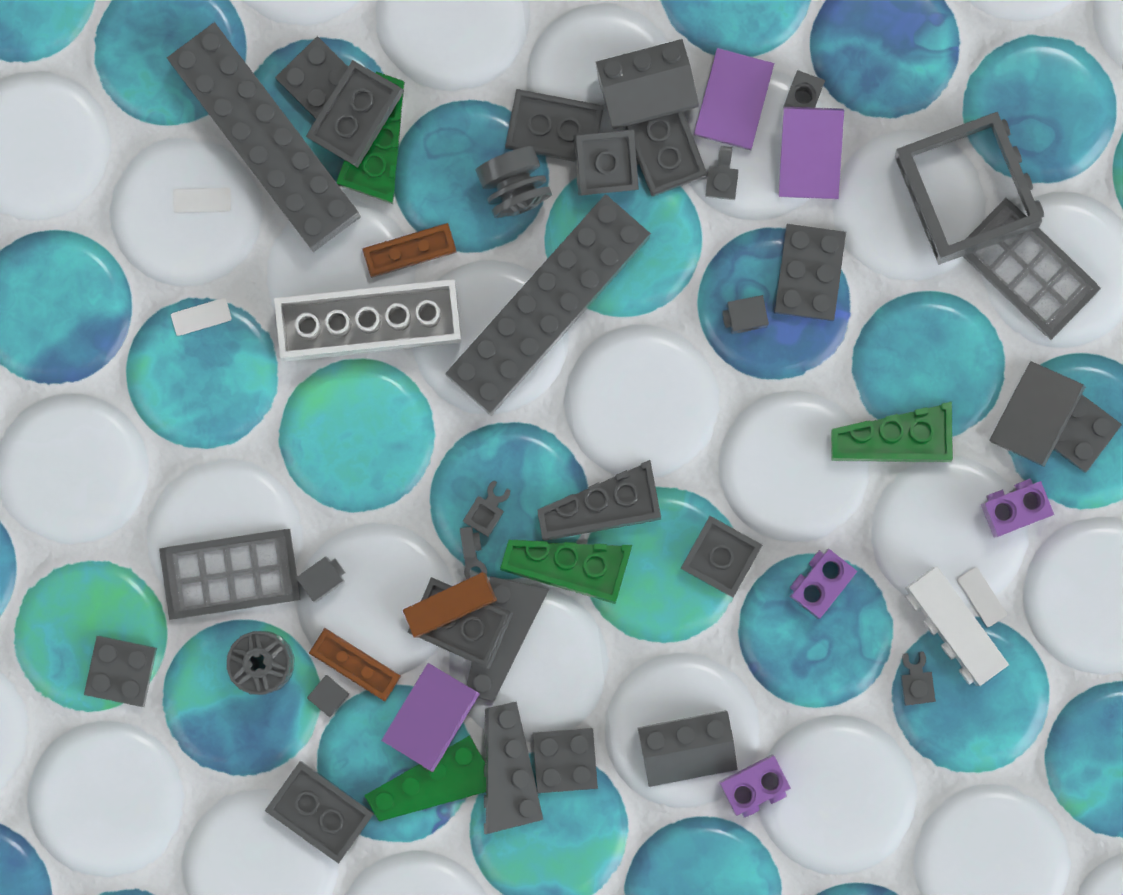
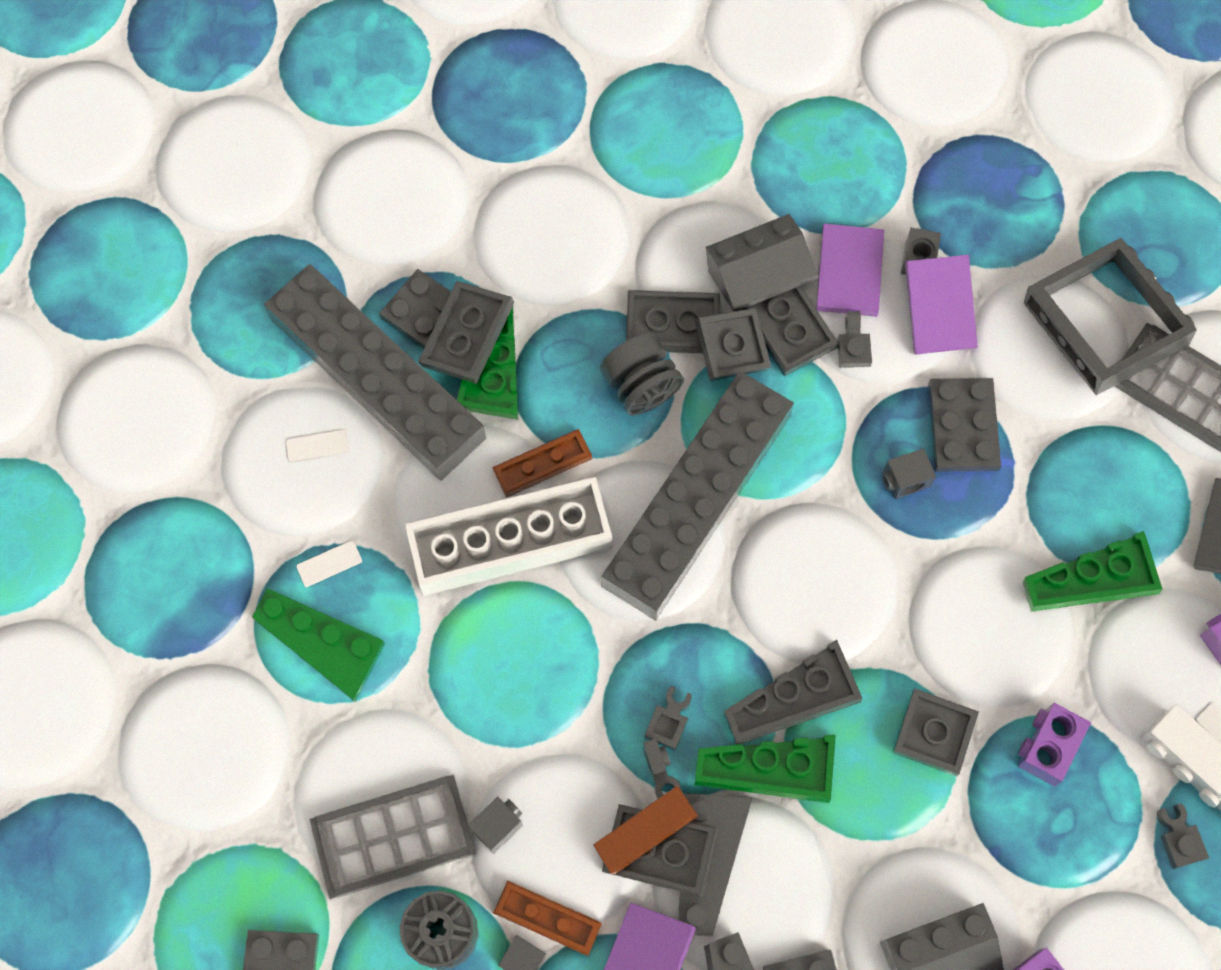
camera: 10 degrees left, 15 degrees down
(189, 392) = (328, 645): none -> green wing

